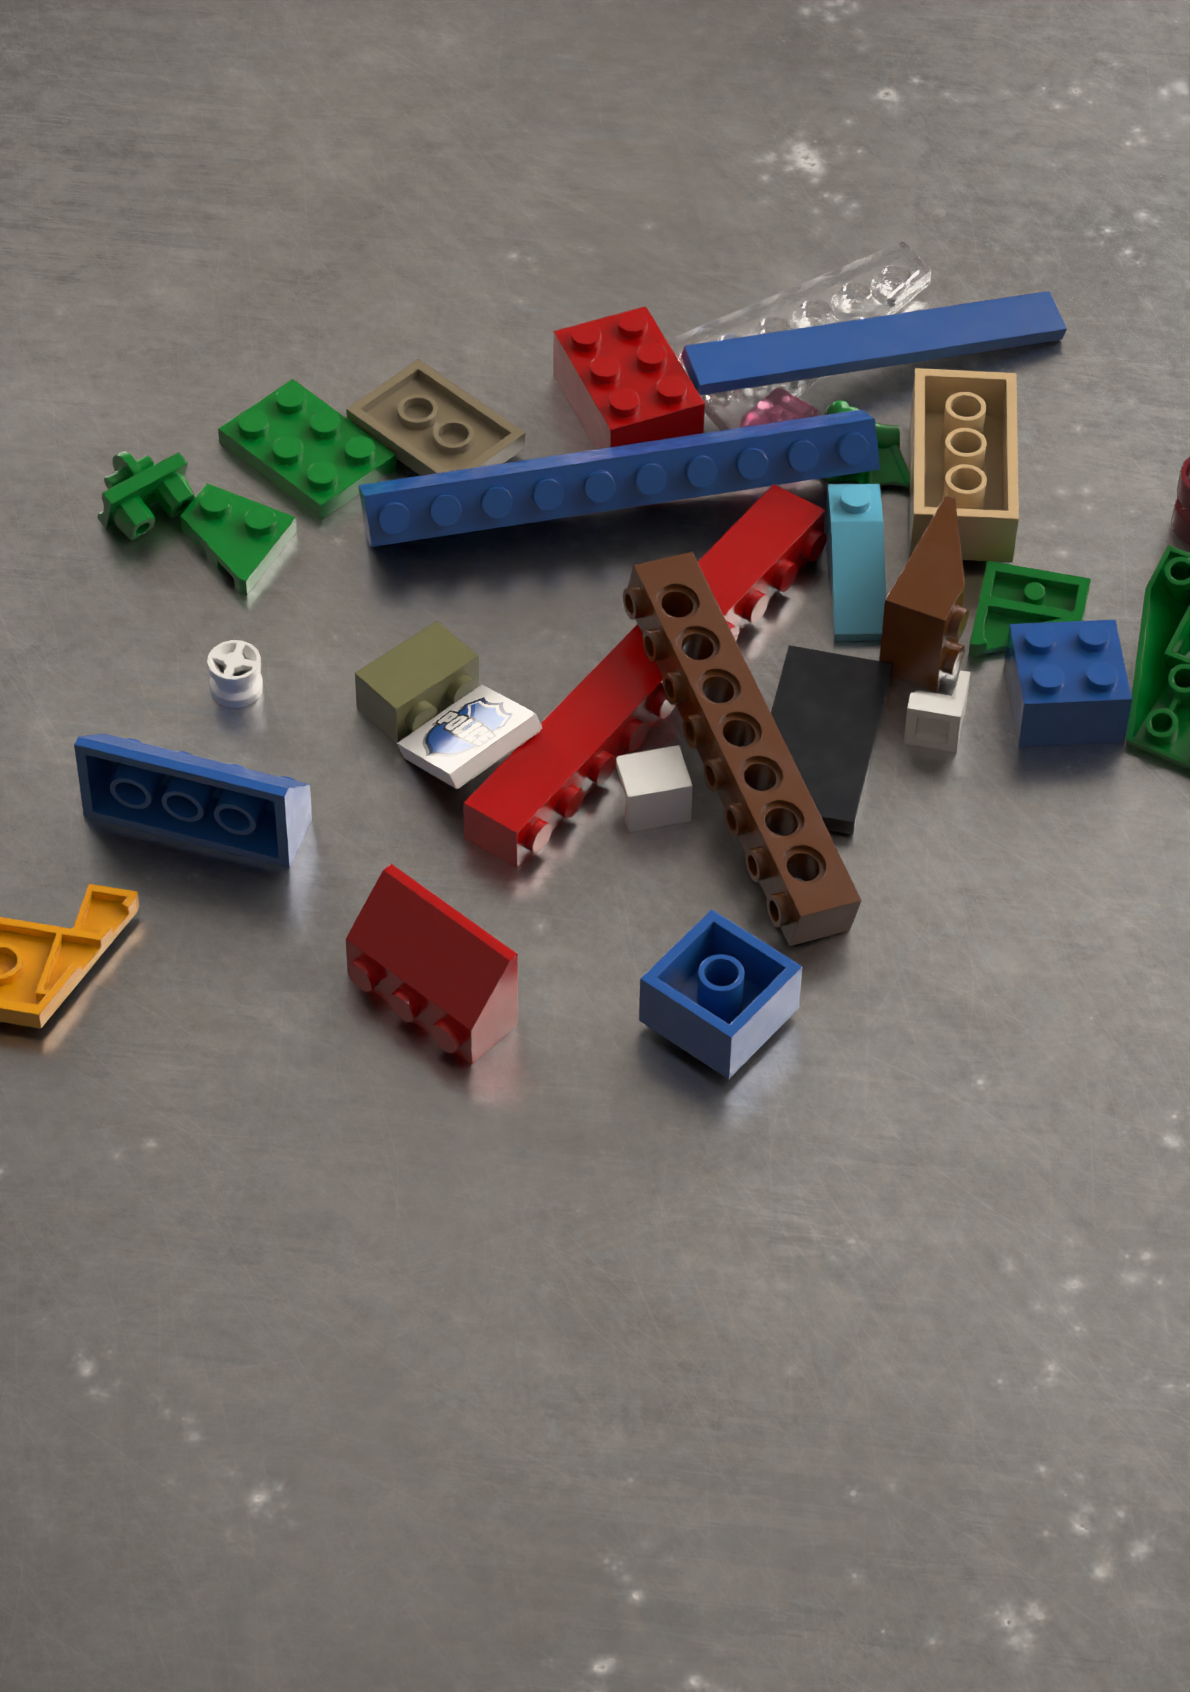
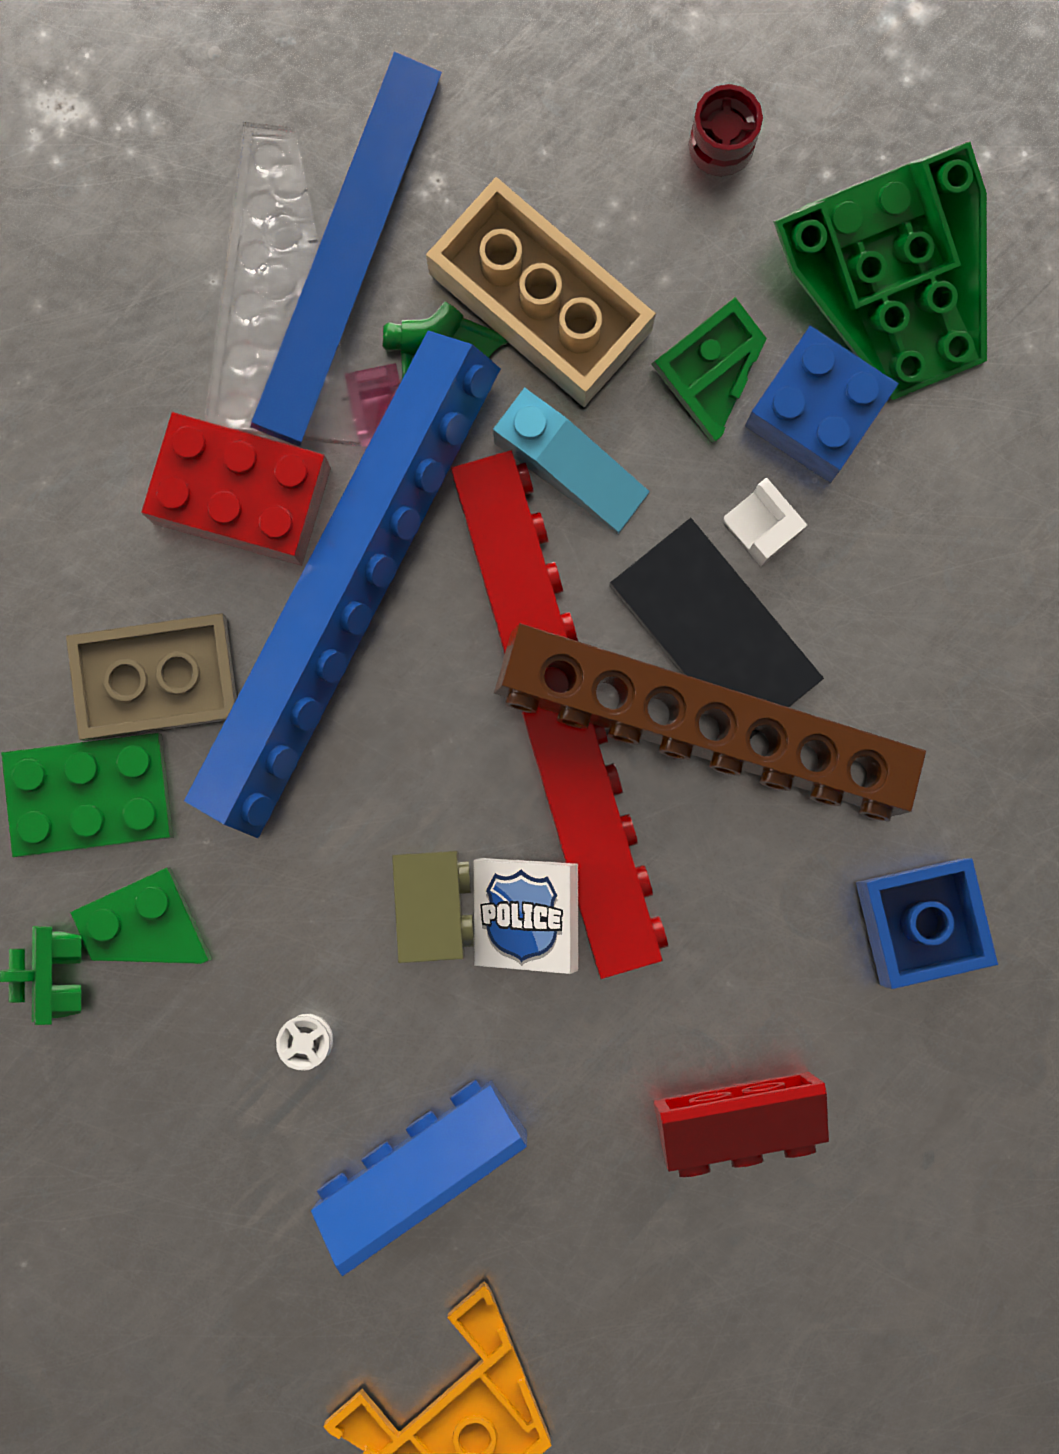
camera: 50 degrees left, 35 degrees up
(655, 788) = (680, 806): white panel -> none
(926, 606) = (676, 447): reddish brown slope -> none

